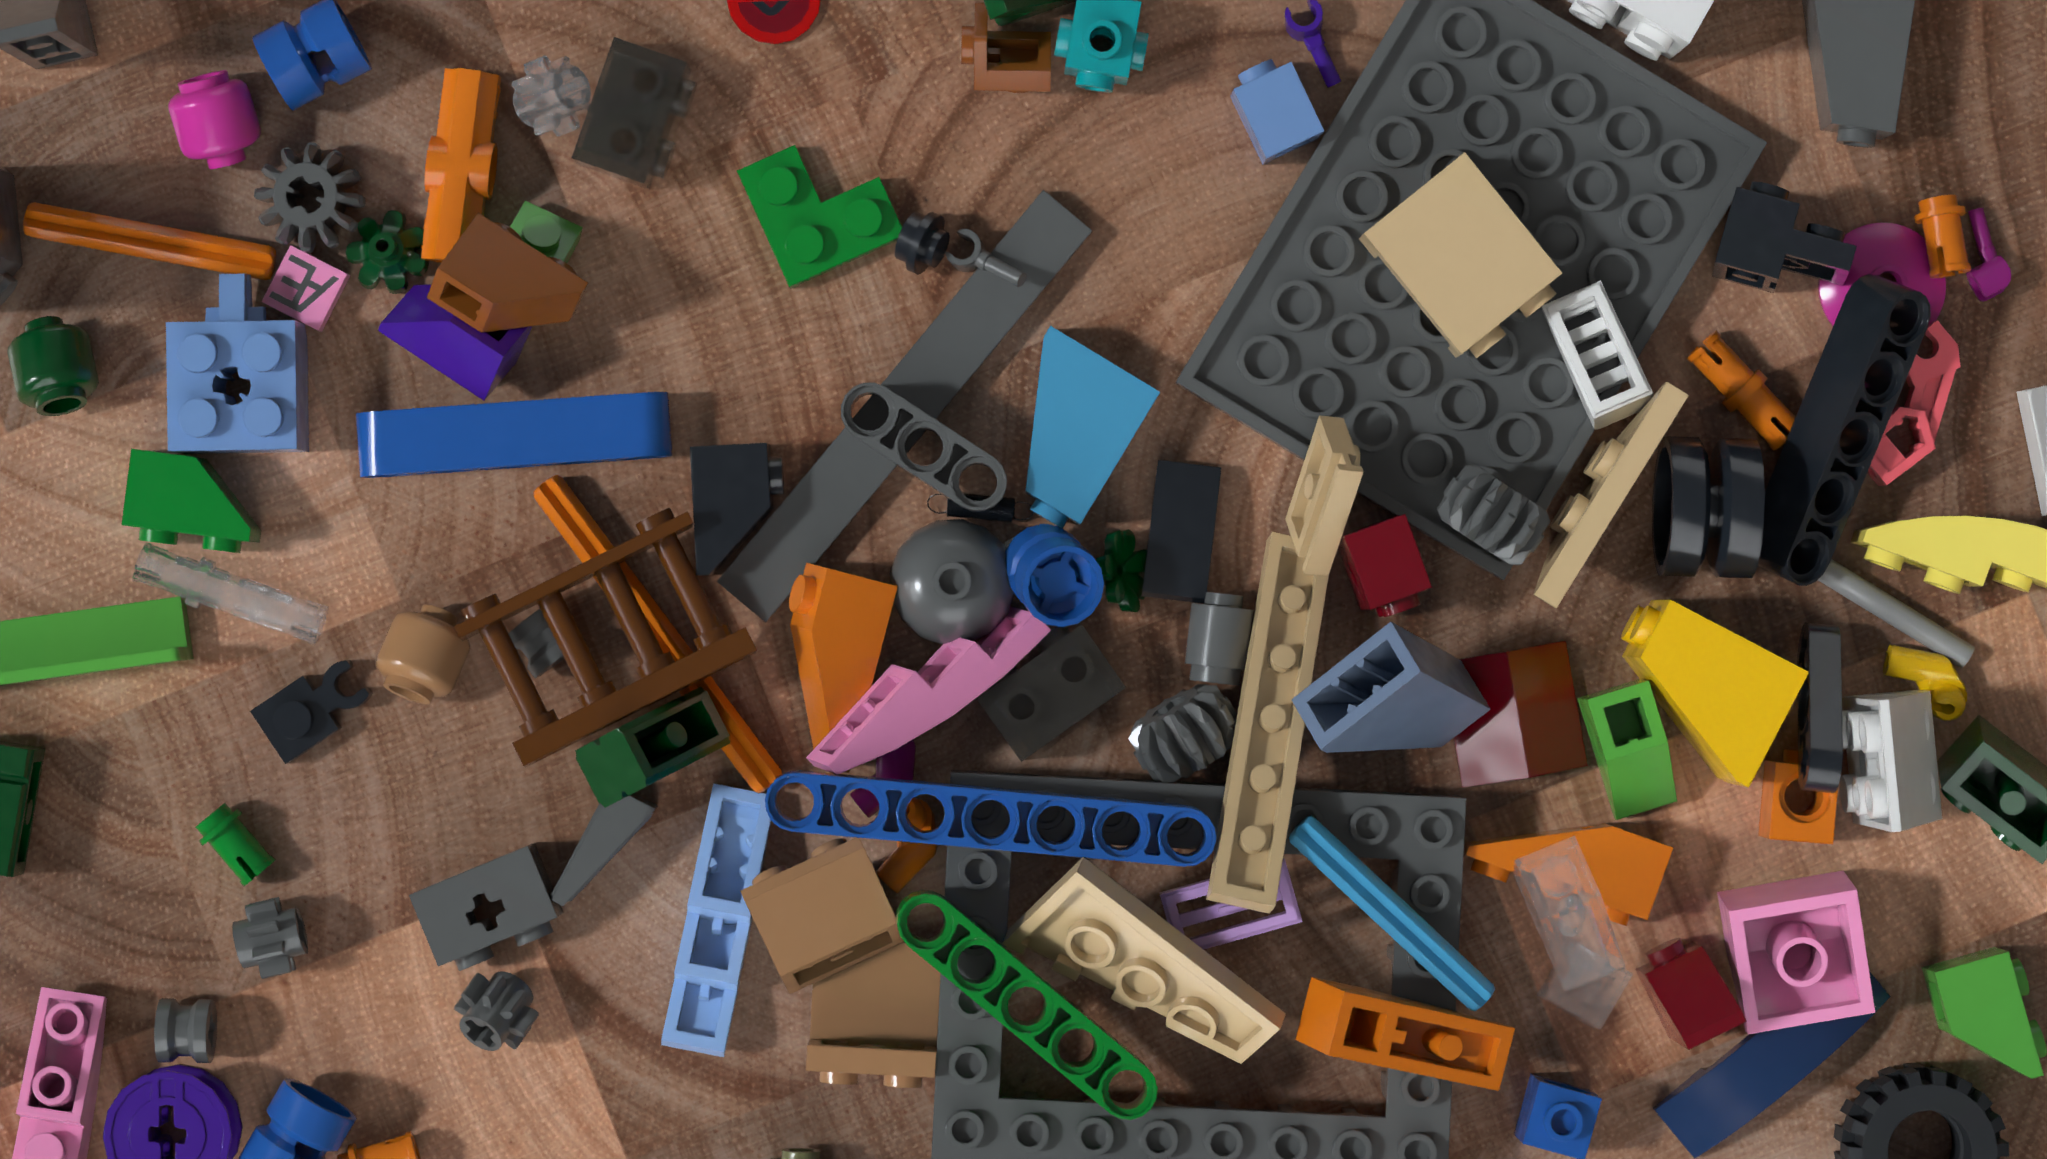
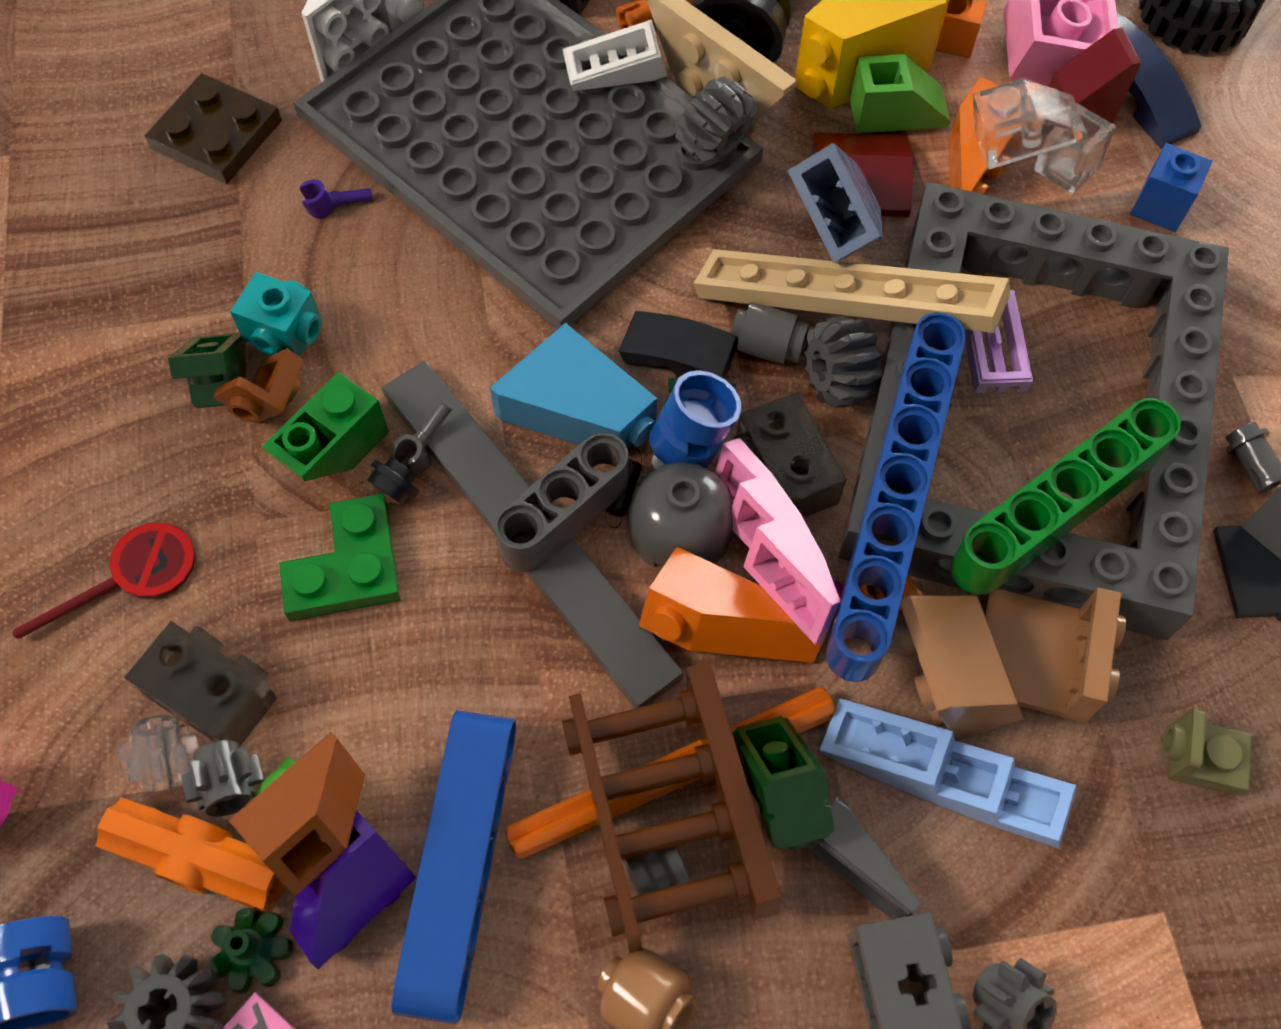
camera: 80 degrees left, 25 degrees down
(539, 171) = (221, 778): none -> dark grey gear
(730, 497) = (560, 664): black slope -> none
(954, 150) = (329, 431): none -> green slope
(1121, 943) = (1034, 402): tan wing -> none
(1275, 110) = (375, 222): medium blue brick -> none
(1324, 495) = (675, 224): tan plate -> none
(1384, 566) = (738, 202): dark red brick -> none
(1391, 913) = (1018, 226): dark azure axle -> none
(1403, 1034) = (1113, 239): orange slope -> none
(1463, 257) = (518, 110): tan panel -> none

